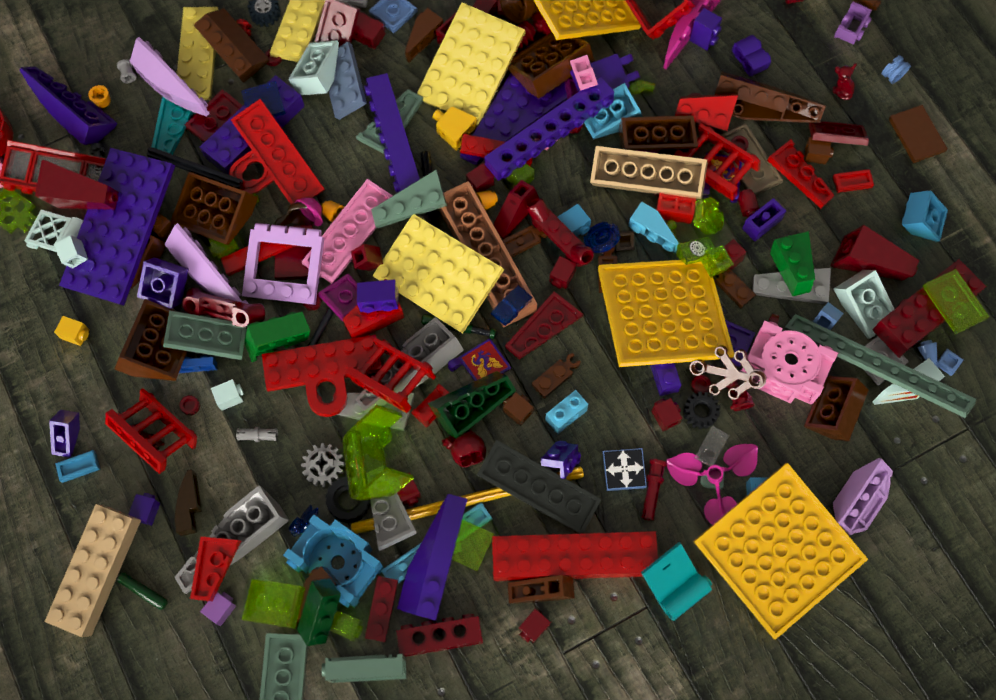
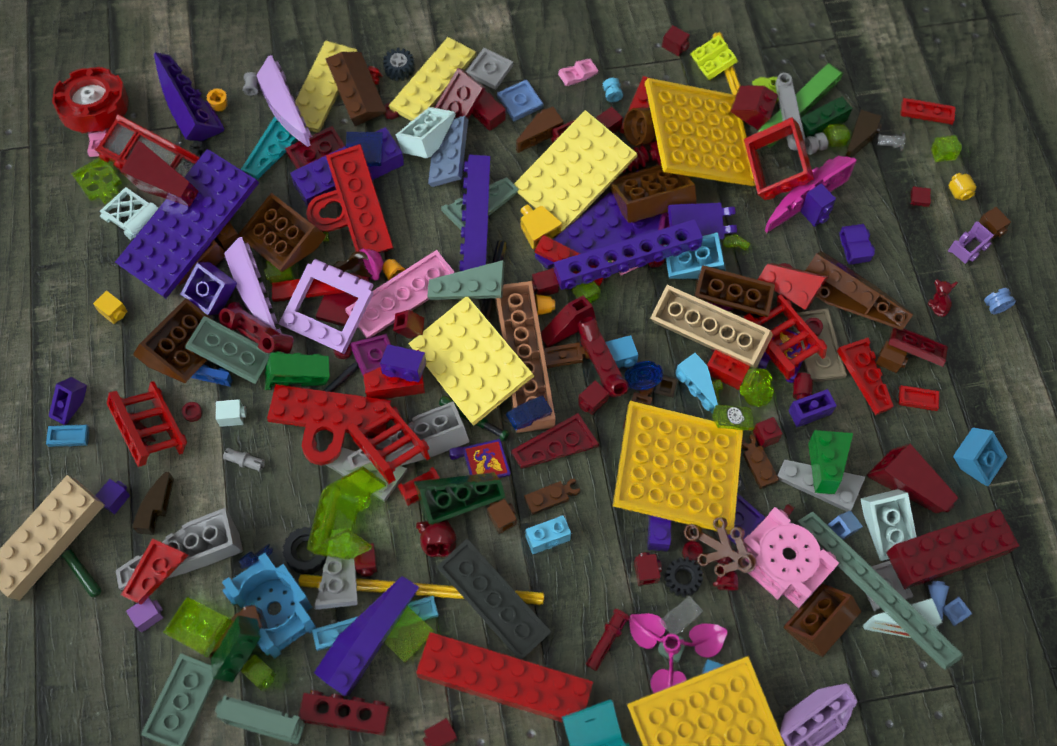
camera: 15 degrees right, 5 degrees down
(71, 251) = (135, 233): light aqua brick -> none
(195, 168) = (278, 191): black axle -> none
(318, 461) = (291, 501): light grey gear -> none
(381, 609) = (298, 667): dark red plate -> none
(541, 589) = (461, 702): reddish brown slope -> none
(562, 456) = (528, 577): dark purple bracket -> none
(583, 72) = (679, 210): bright pink slope -> none
(624, 469) = (585, 610): black tile -> none
(711, 265) = (745, 440): clear neon green brick -> none
(917, 134) = (1001, 371): reddish brown tile -> none
(955, 301) = (980, 550): clear neon green tile -> none

